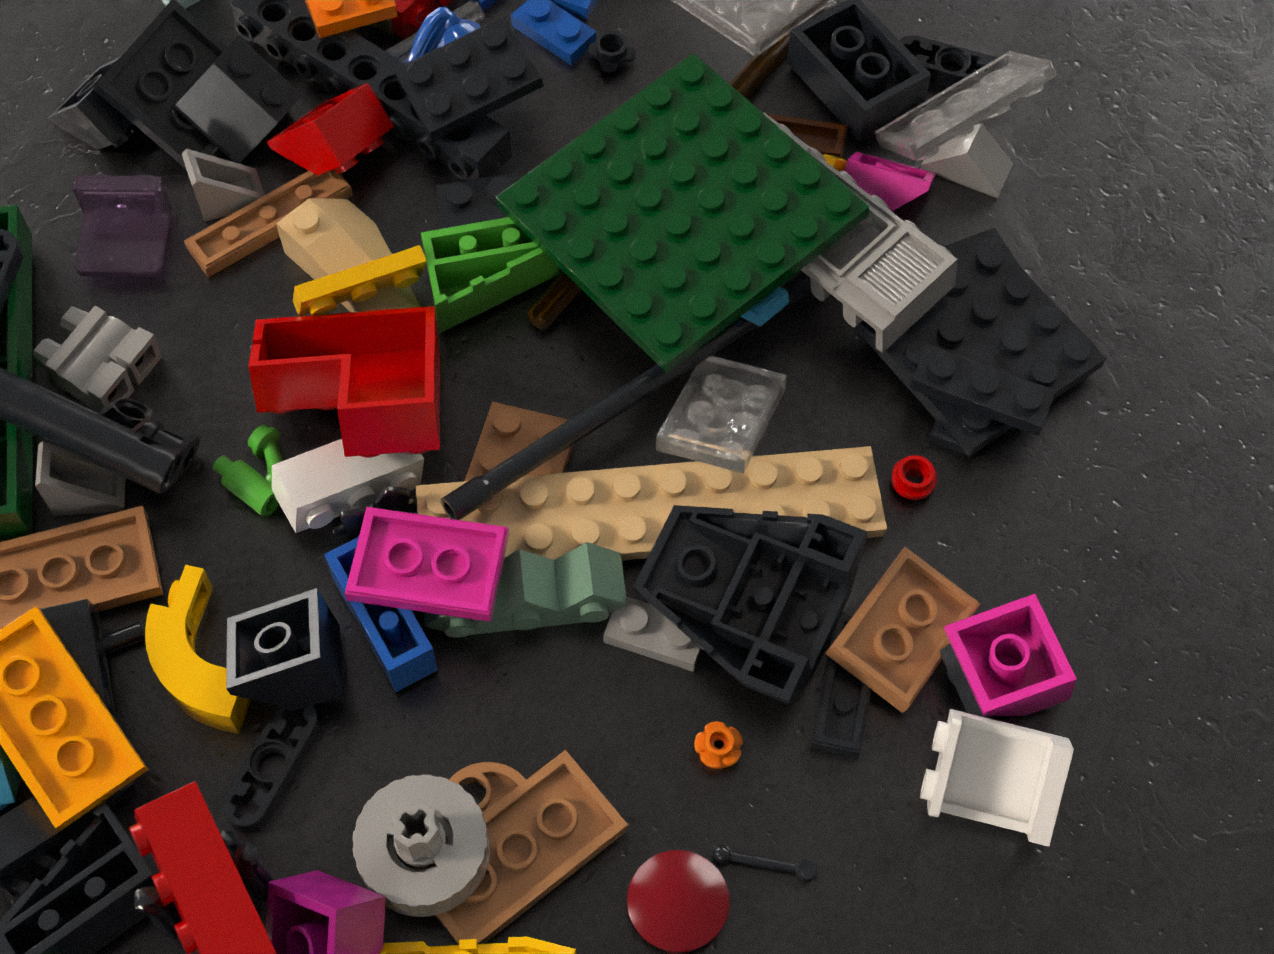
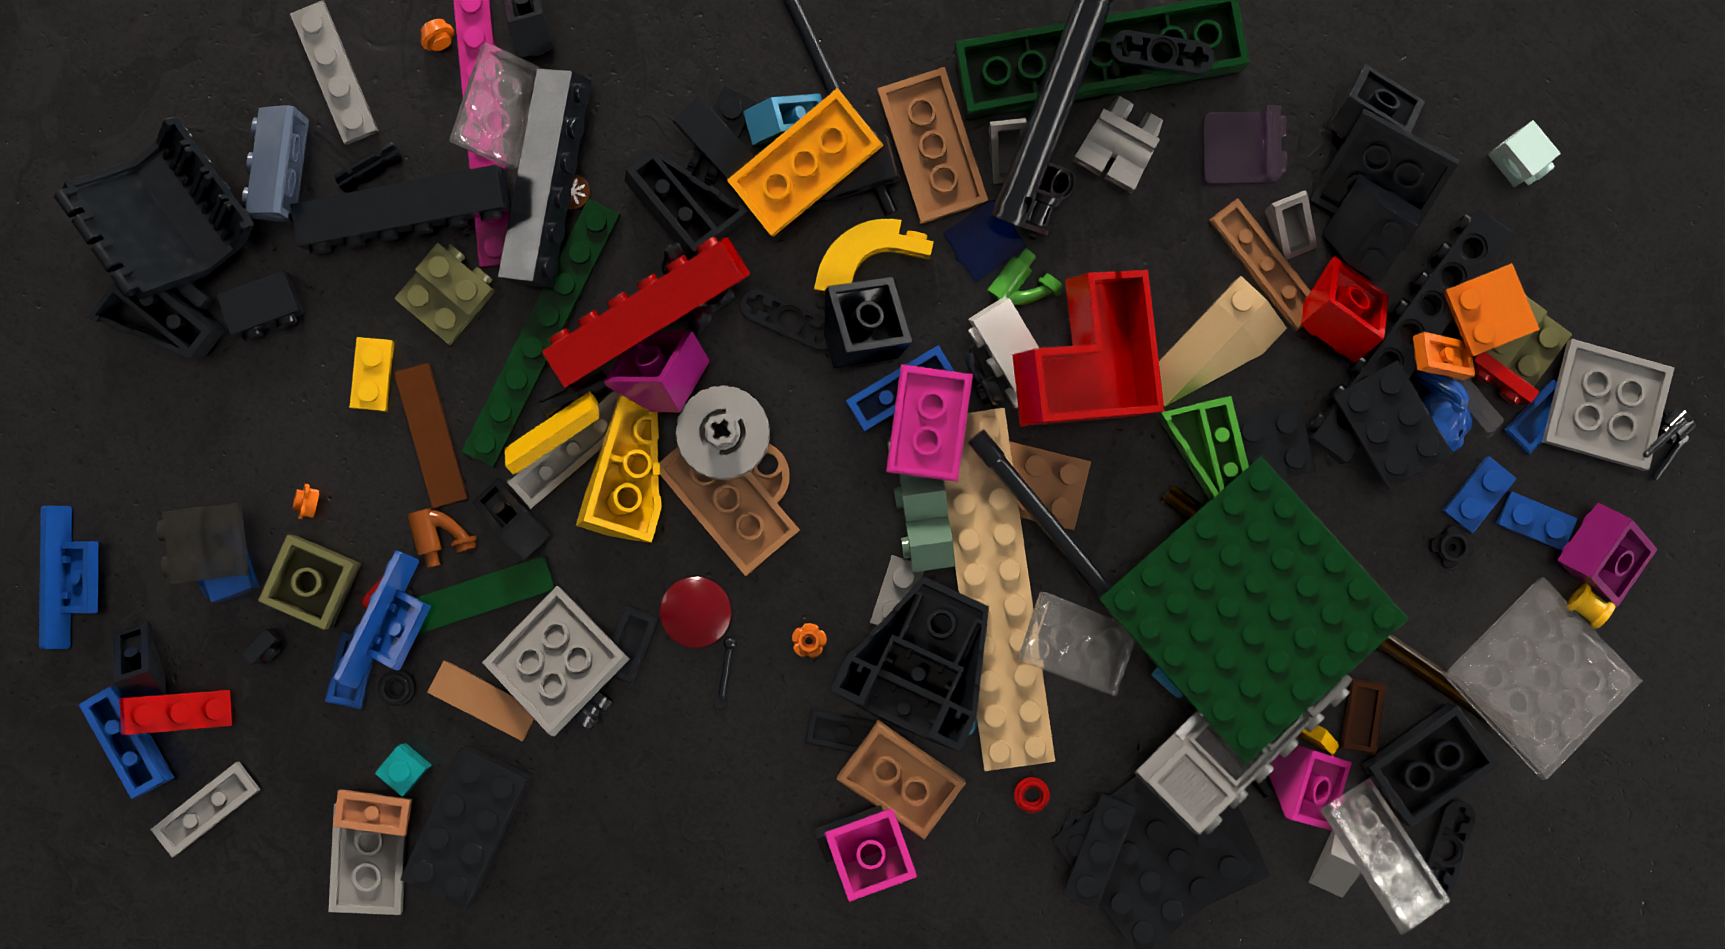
camera: 85 degrees right, 25 degrees up
(196, 519) = (984, 241): none -> clear blue piece
(359, 282) = (1184, 350): yellow plate -> none
(392, 34) = (1442, 356): none -> orange plate
(998, 774) = (784, 841): white panel -> none

